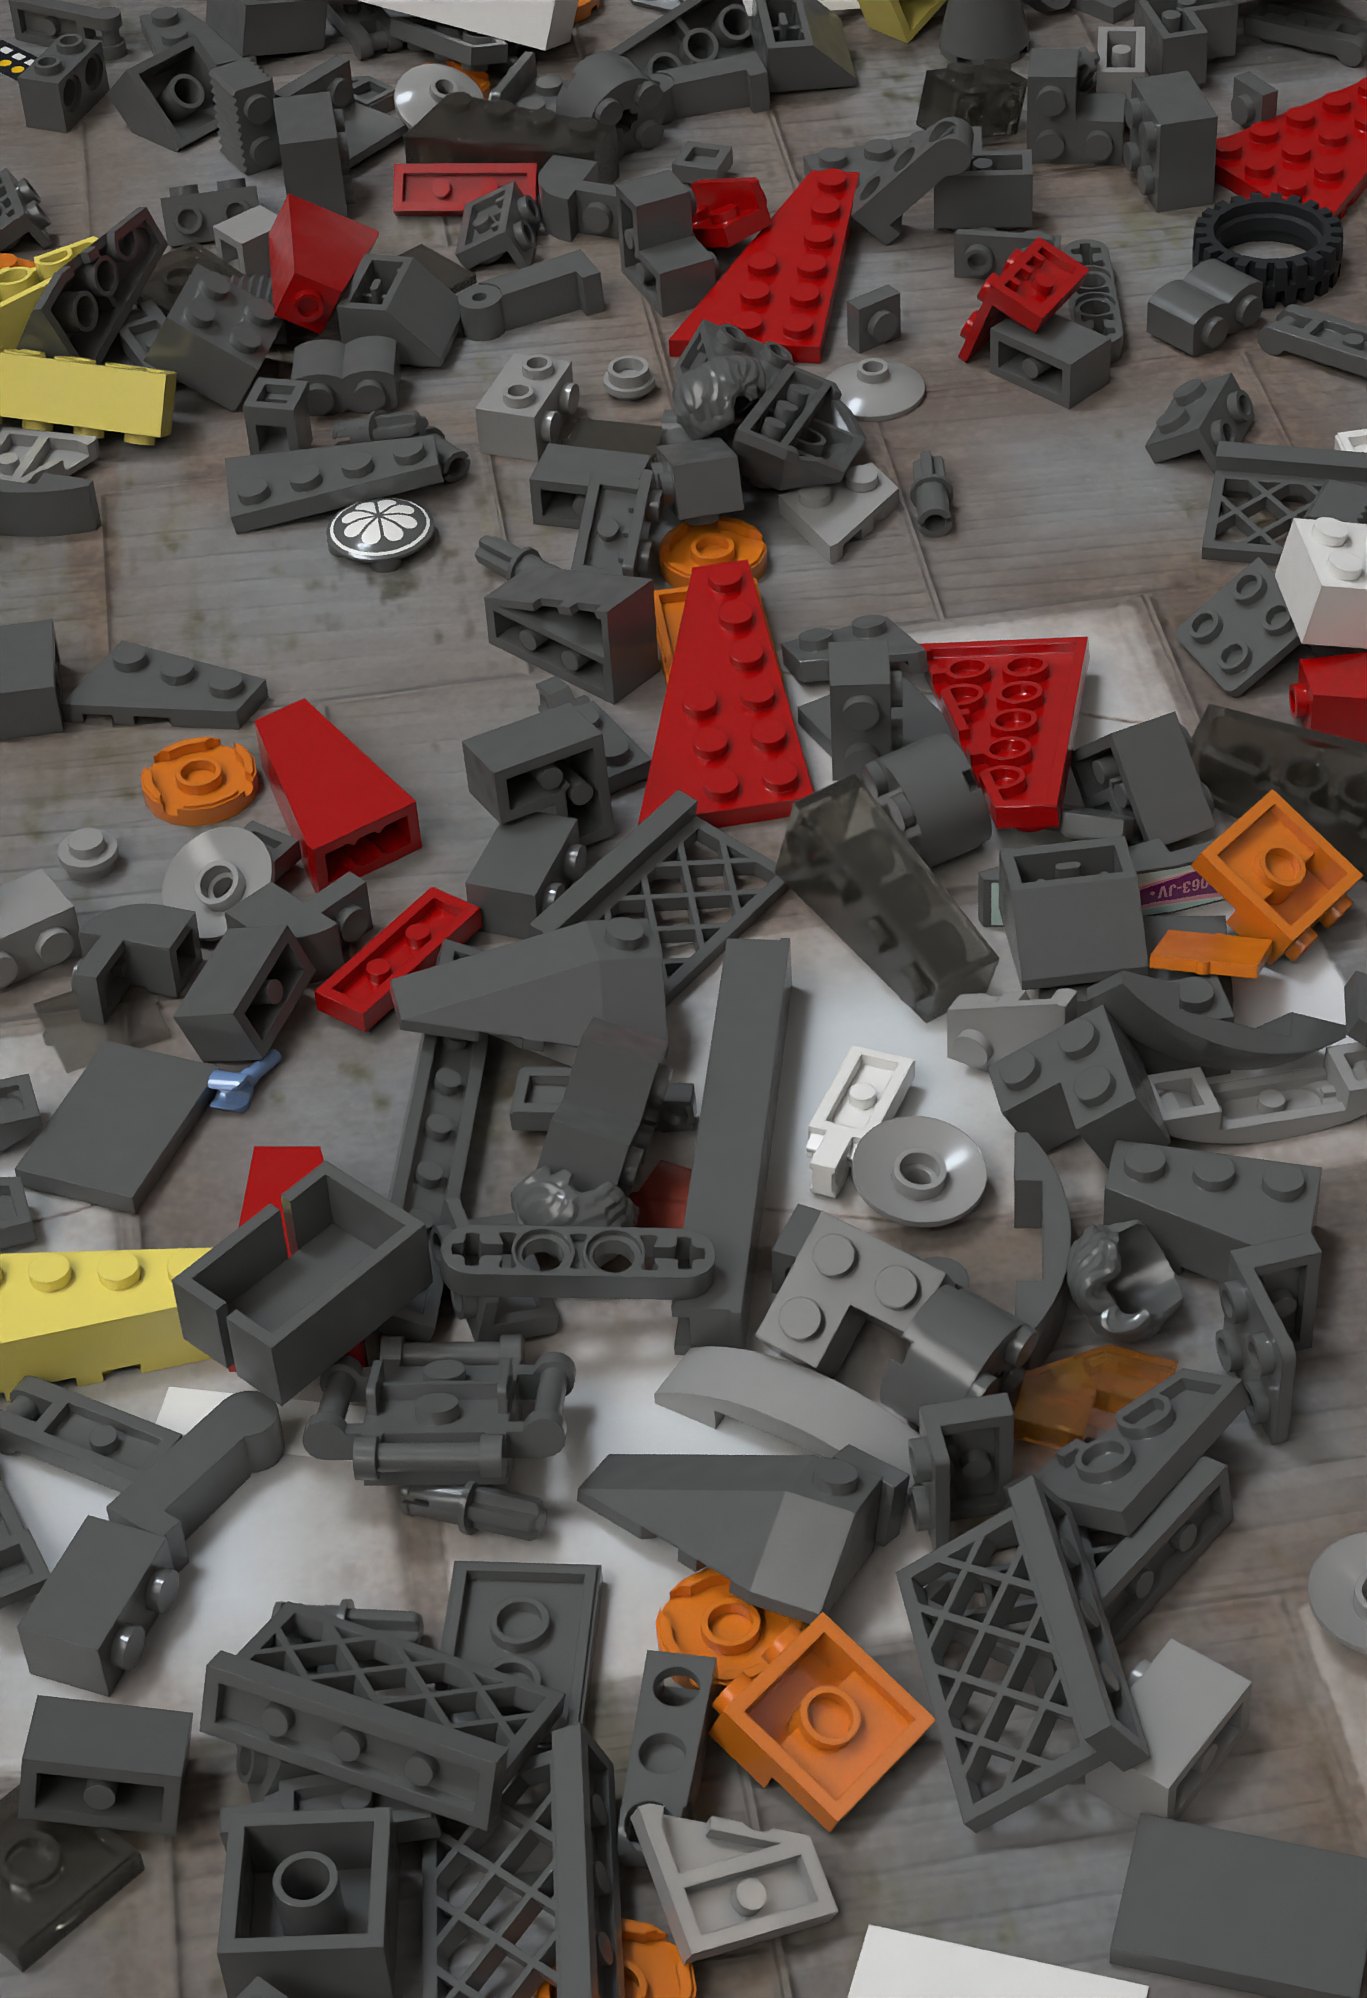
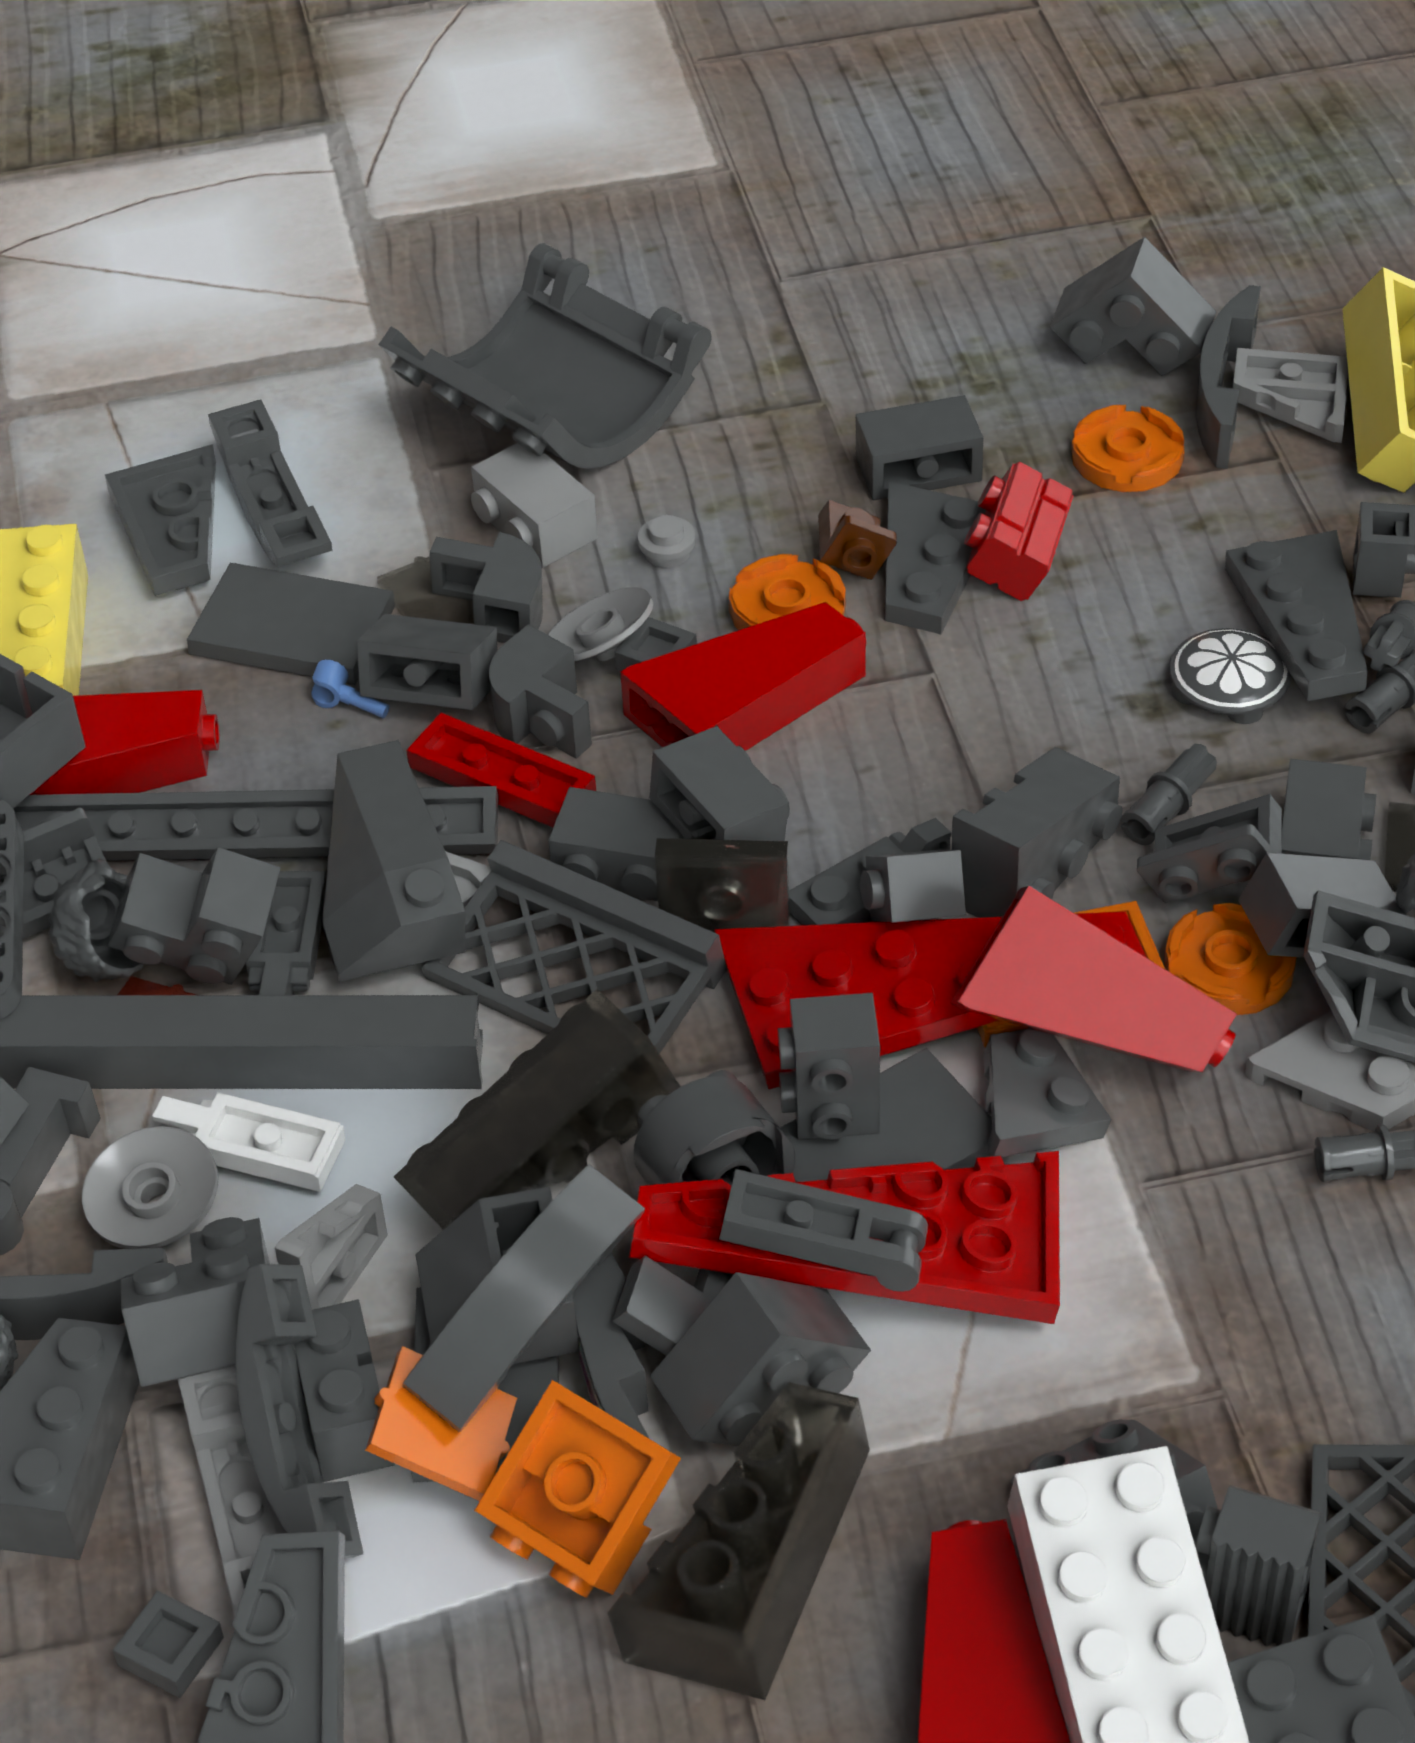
camera: 85 degrees right, 5 degrees up
(58, 571) = (1128, 448): none -> orange tile
(135, 727) = (853, 539): none -> reddish brown bracket
(177, 617) = (1018, 531): none -> red brick
(624, 775) = (724, 882): none -> clear smoke tile
(633, 683) = (913, 886): none -> dark grey brick
(780, 584) = (1081, 984): none -> slope
(1044, 712) = (826, 1228): none -> dark grey plate
(1179, 901) = (521, 1296): none -> dark grey slope

